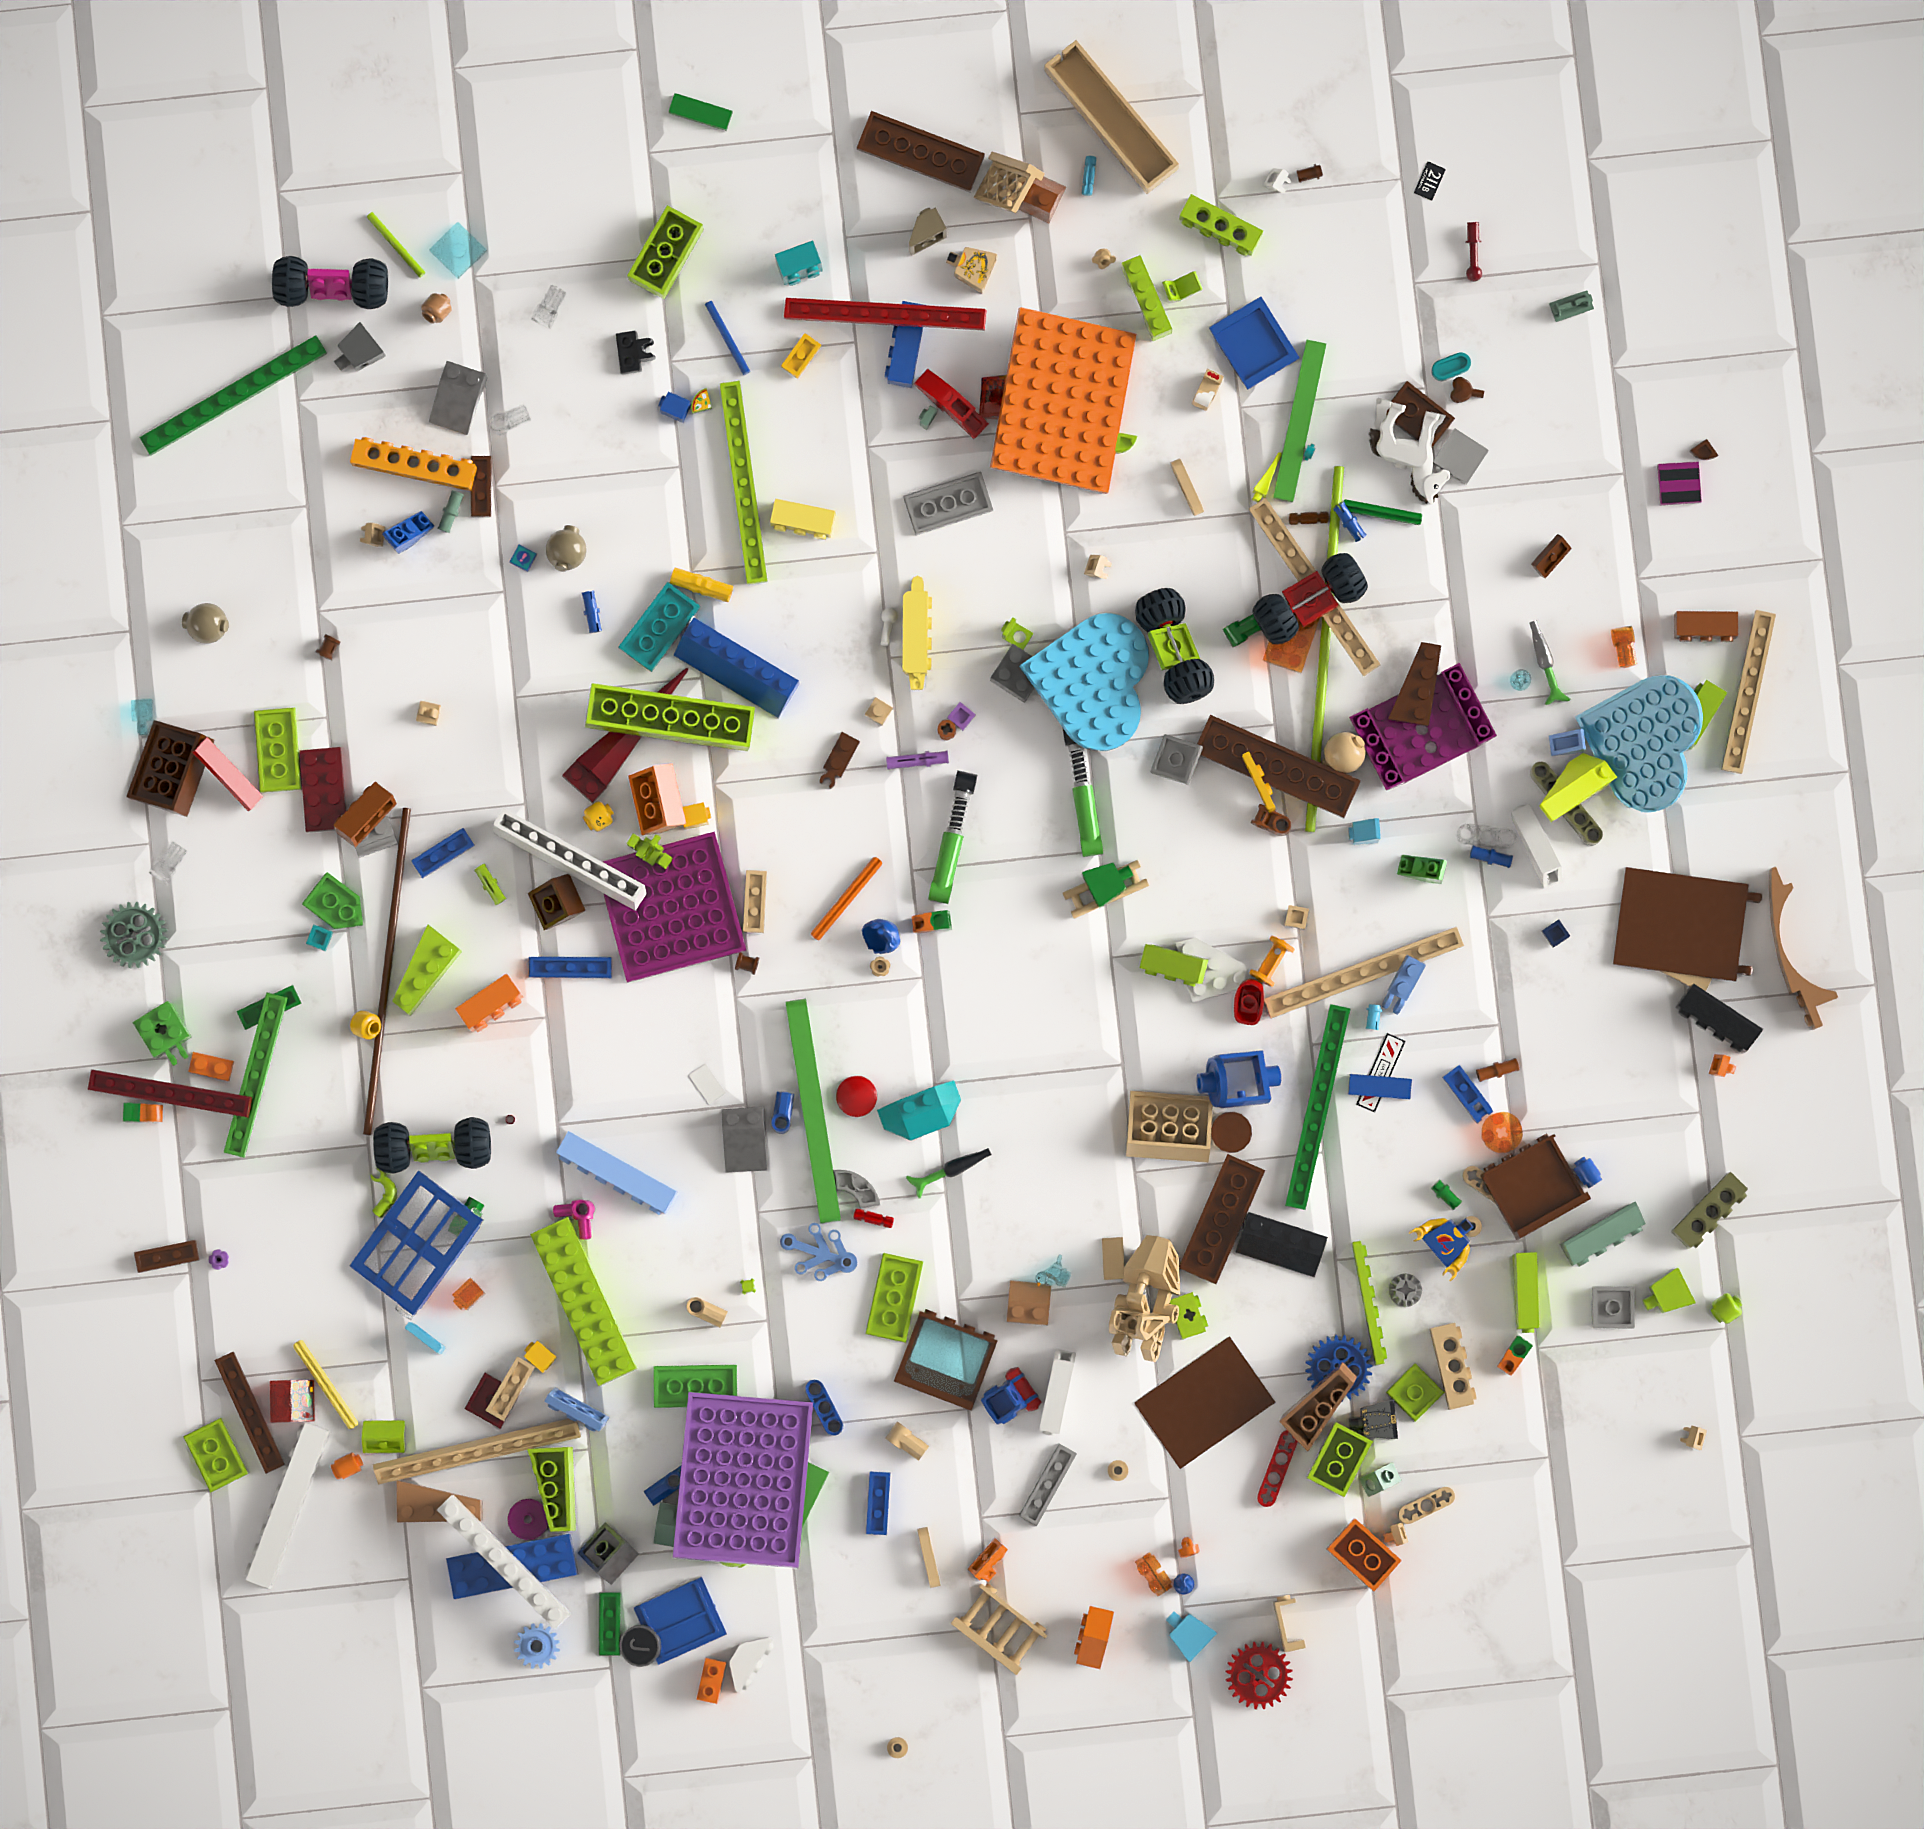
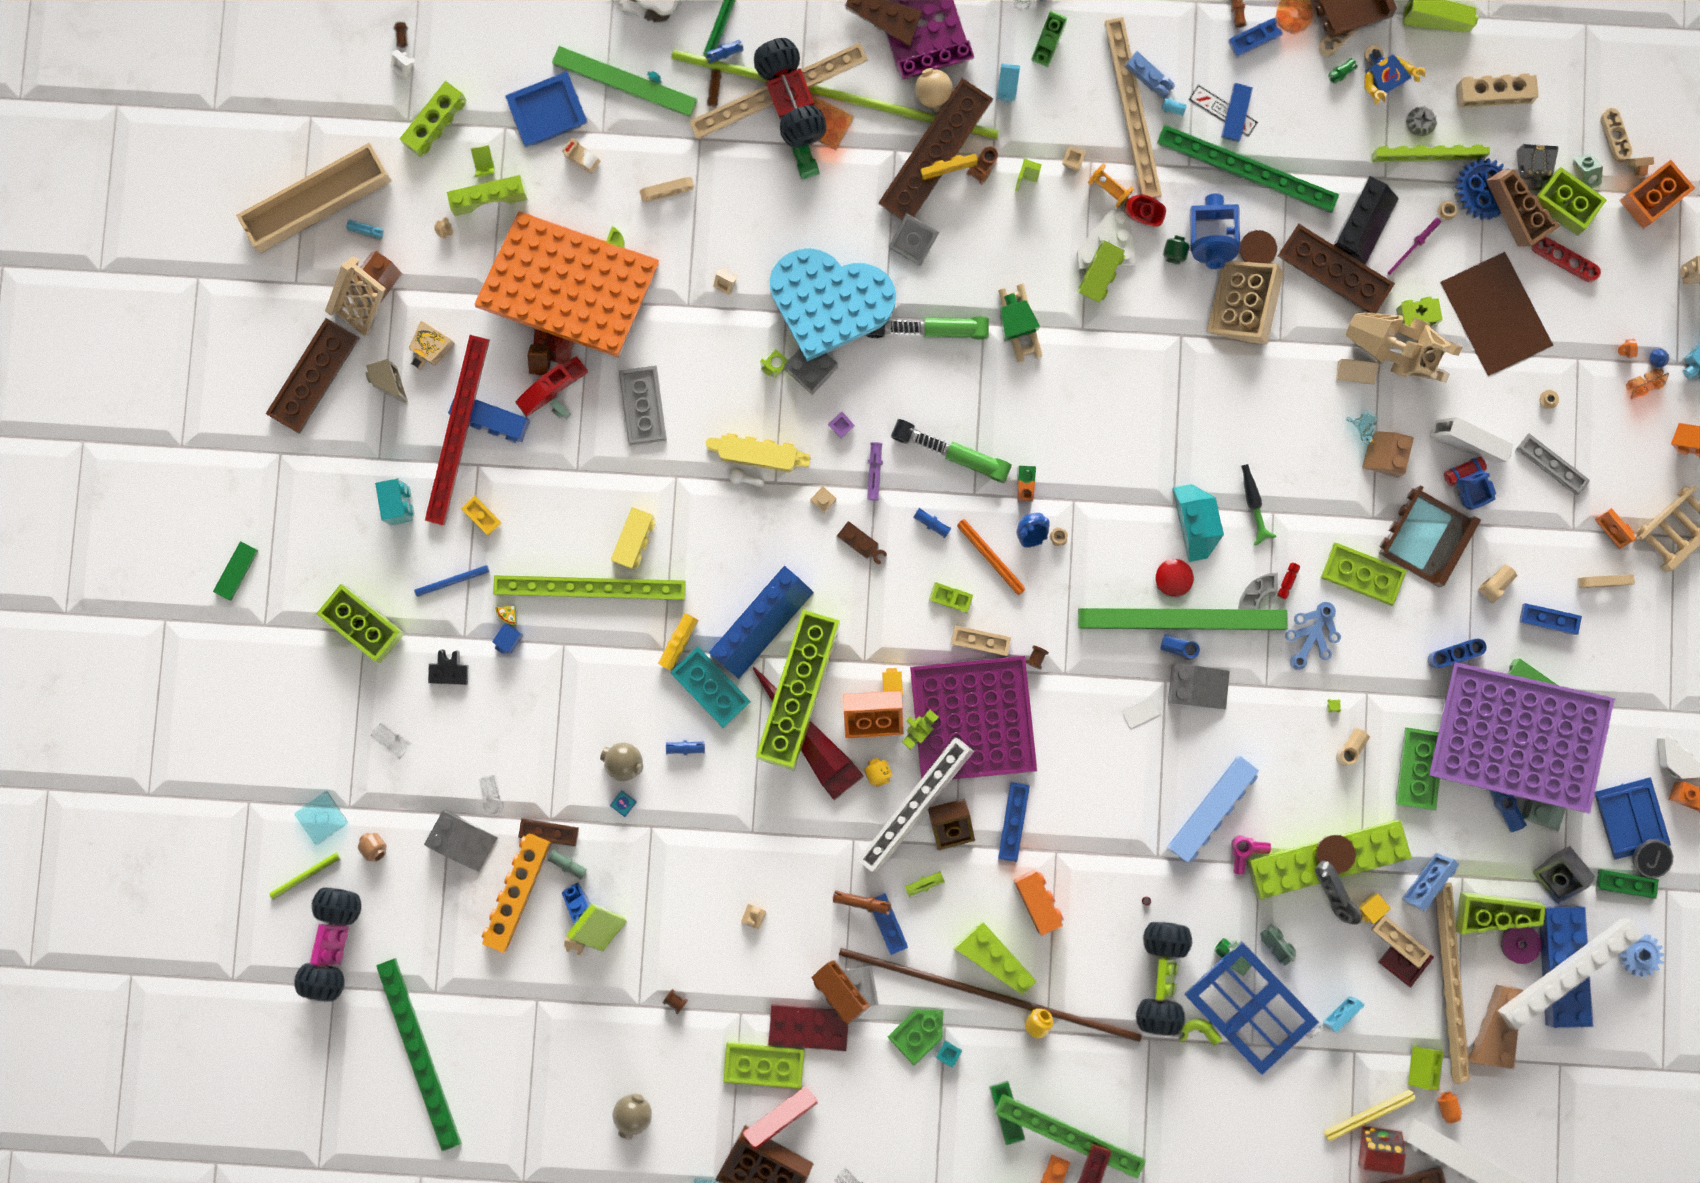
camera: 80 degrees left, 0 degrees up
(358, 349) = (397, 927): dark grey torso -> none
(390, 552) = (596, 927): none -> lime tile
(459, 829) = (869, 904): none -> dark orange pin
(468, 1294) = (1306, 966): clear orange brick -> none
(493, 1256) = (1284, 950): none -> sand green hinge
(557, 1301) = (1337, 895): none -> dark grey beam
(588, 1302) = (1336, 851): none -> reddish brown tile
(796, 863) = (951, 597): none -> lime slope
(872, 829) = (932, 523): none -> blue pin
(943, 724) = (850, 434): dark orange bush -> none
(977, 385) = (539, 359): none -> reddish brown brick
(1187, 675) = (810, 223): black plate -> none
(1213, 1042) = (1176, 250): none -> dark green head
(1263, 485) = (677, 122): neon yellow piece -> none
(1270, 1305) = (1419, 239): none -> magenta sword
(1271, 867) = (1030, 171): none -> lime panel
(1314, 1327) = (1447, 205): none -> tan plate
(1415, 1392) = (1513, 128): lime tile -> none
(1515, 1355) = (1494, 35): leg -> none

